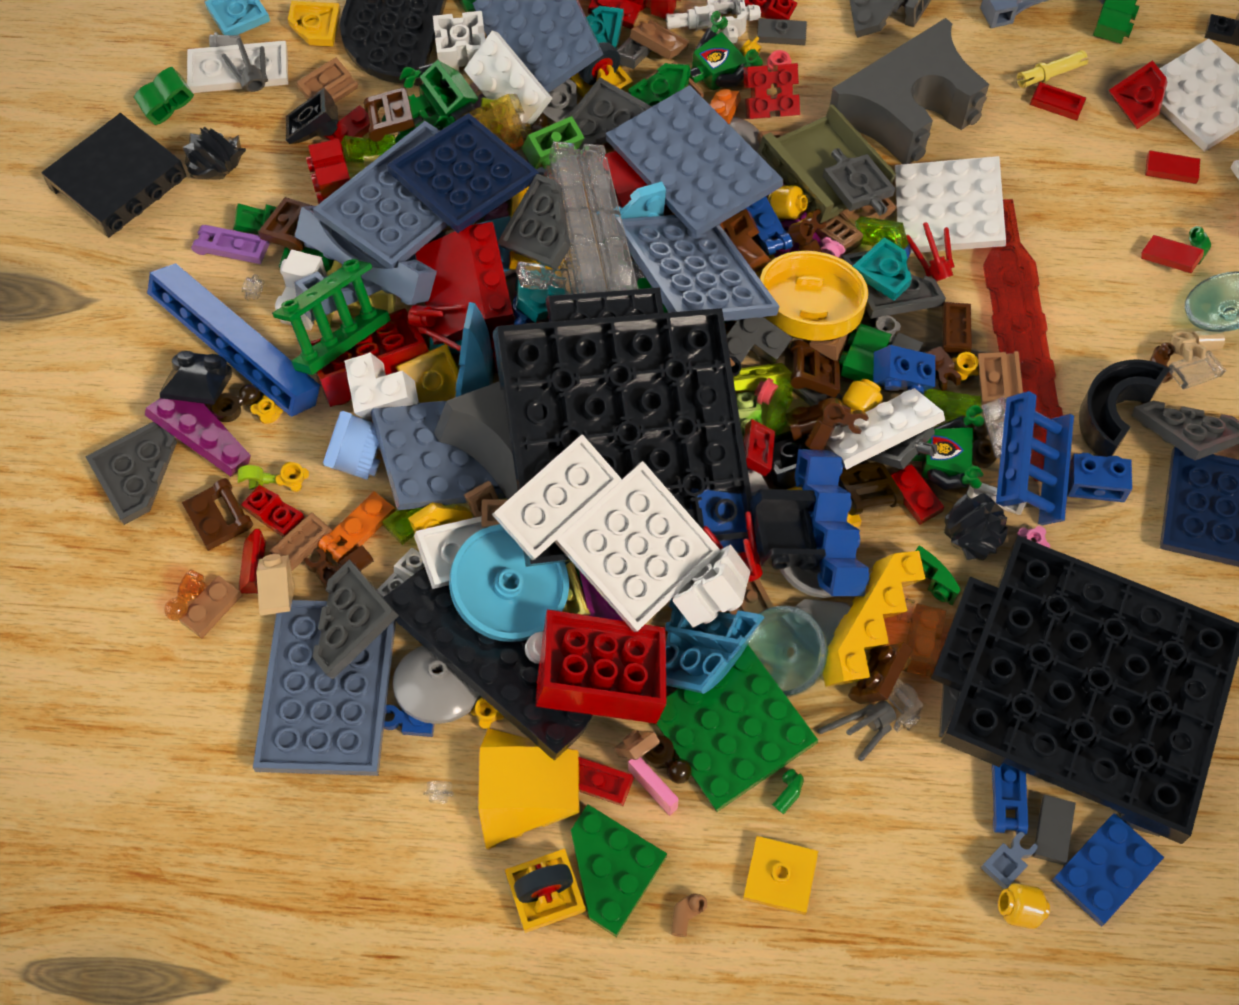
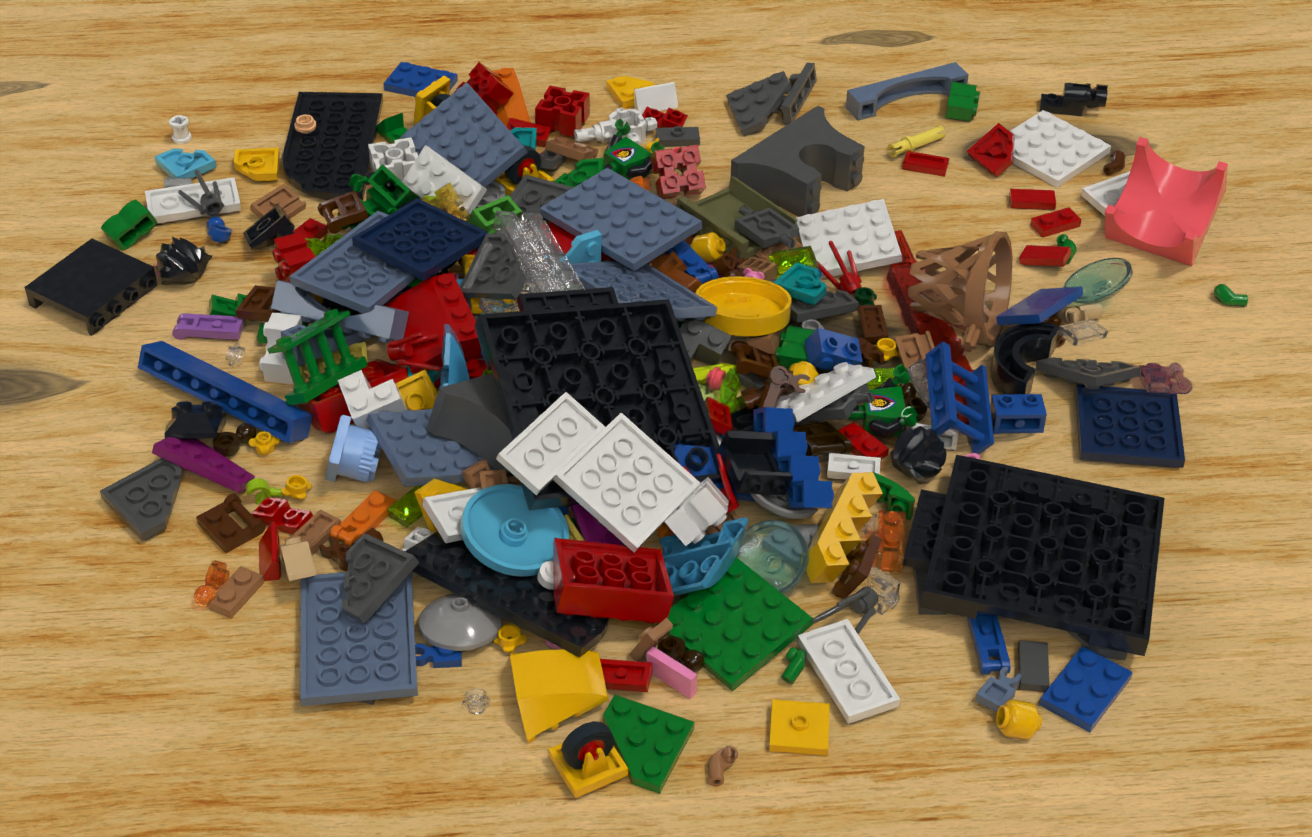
camera: 10 degrees left, 20 degrees down
(258, 110) = (218, 230): none -> blue plate
(846, 809) = (848, 671): none -> white plate
(900, 529) = (842, 465): none -> white plate
(957, 284) = (865, 296): none -> dark green plate
(1053, 274) = (967, 278): none -> medium nougat piece
(1152, 333) = (1039, 306): none -> blue tile
(1193, 203) = (1055, 222): none -> red plate

